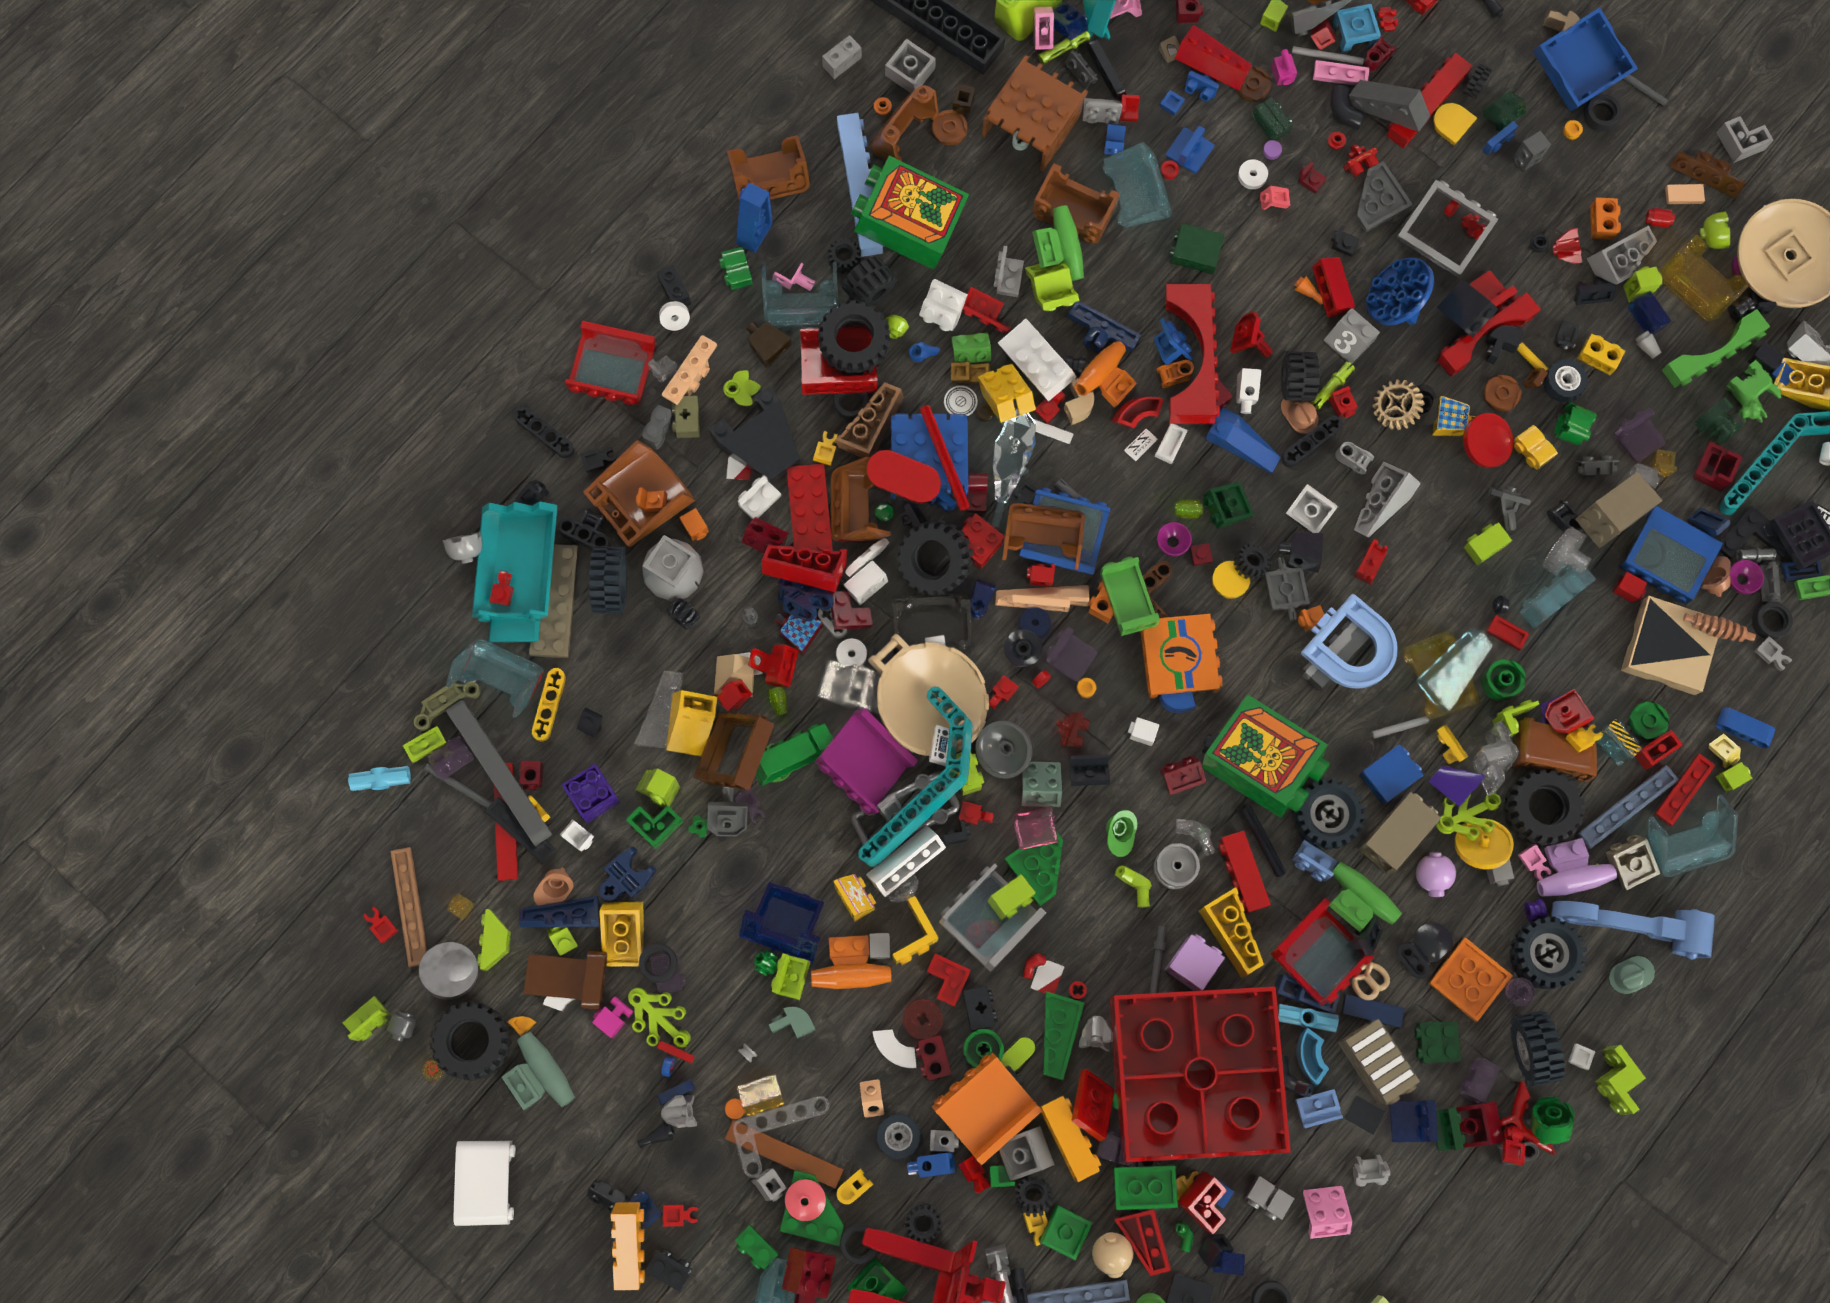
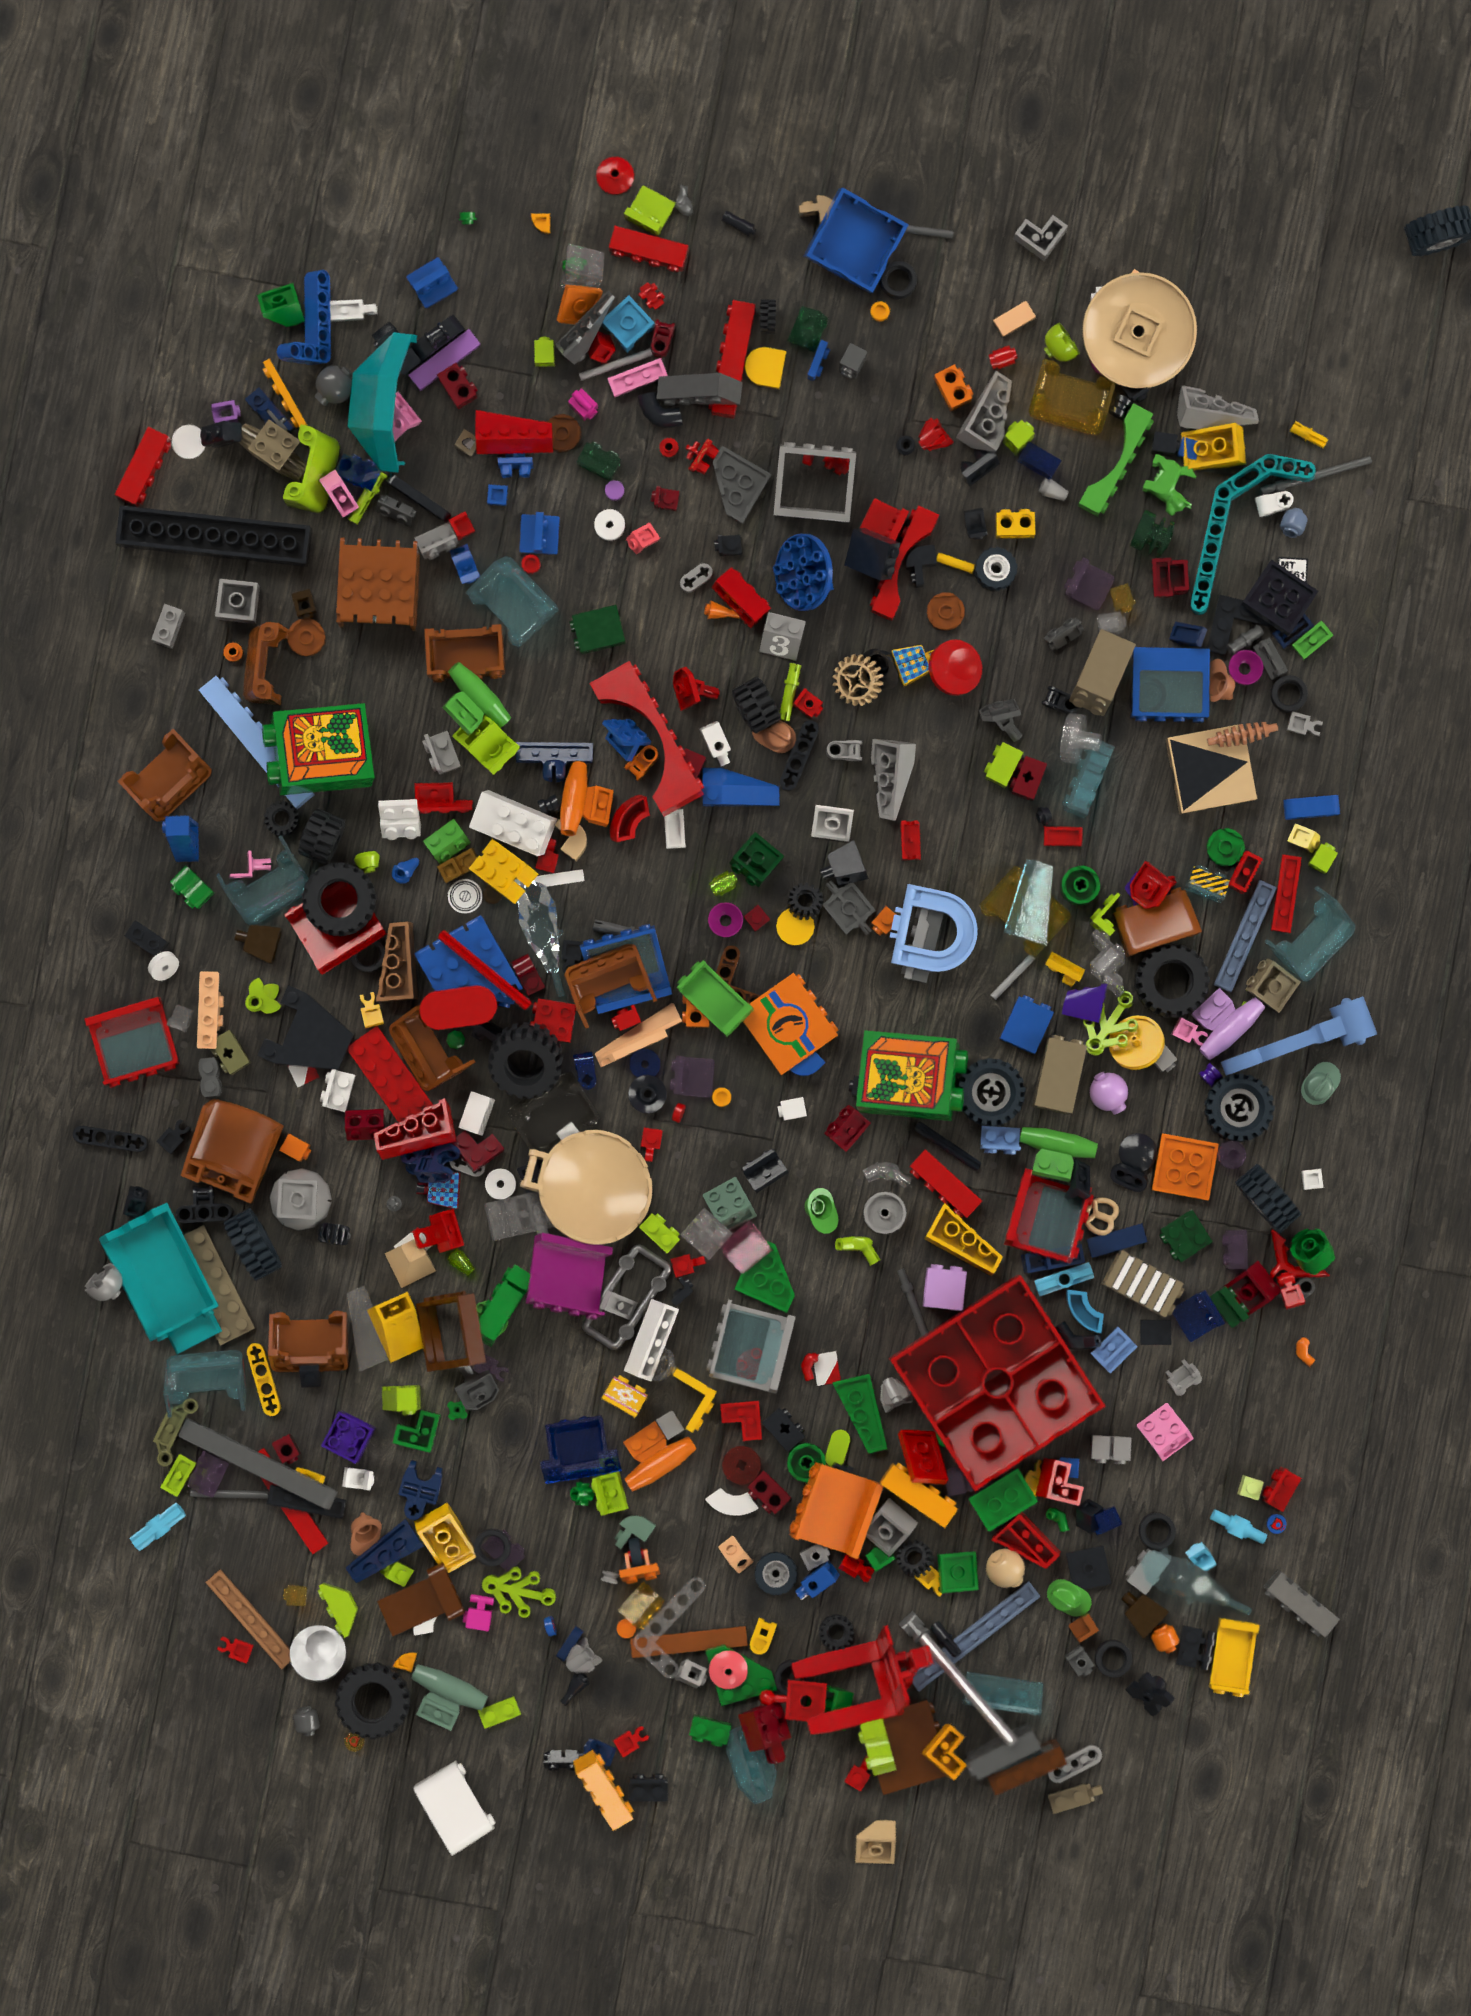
camera: 25 degrees left, 10 degrees up
(365, 1019) = (272, 1732): lime bracket -> none
(502, 592) = (162, 1305): red plate -> none
(576, 1119) = (499, 1712): none -> lime plate
(605, 694) = (308, 1342): none -> dark orange windscreen
(651, 501) = (245, 1148): orange bracket -> none
(676, 1052) = (550, 1610): red tile -> none
(734, 695) = (421, 1281): red brick -> none
(777, 1061) = (636, 1556): none -> orange plate
(856, 1256) = (795, 1692): none -> red plate
(866, 557) = (467, 1082): white tile -> none
(931, 791) = (617, 1343): teal beam -> none
(939, 745) = (626, 1224): white tile -> none
(993, 753) = (679, 1204): dark grey dish -> none
(1007, 795) = (706, 1234): none -> clear plate
(1011, 897) = (758, 1320): lime brick -> none
(1069, 729) = (727, 1142): clear red hips -> none
(1078, 983) = (861, 1370): red bush -> none
(1141, 444) = (648, 845): white sticker -> none
(1302, 252) = (693, 574): none -> light grey beam
(1493, 1211) = (1302, 1351): none -> orange arm
(1510, 558) = (1036, 770): none -> dark red brick
(1534, 447) = (1000, 649): yellow brick -> none
(1535, 378) = (967, 582): reddish brown plate -> none
(1574, 424) = (1024, 609): green brick -> none
(1583, 739) = (1174, 902): yellow plate -> none
(1619, 1080) = (1351, 1184): lime bracket -> none
(1630, 587) = (1149, 734): red brick -> none
(1709, 171) = (1025, 283): reddish brown bracket -> none

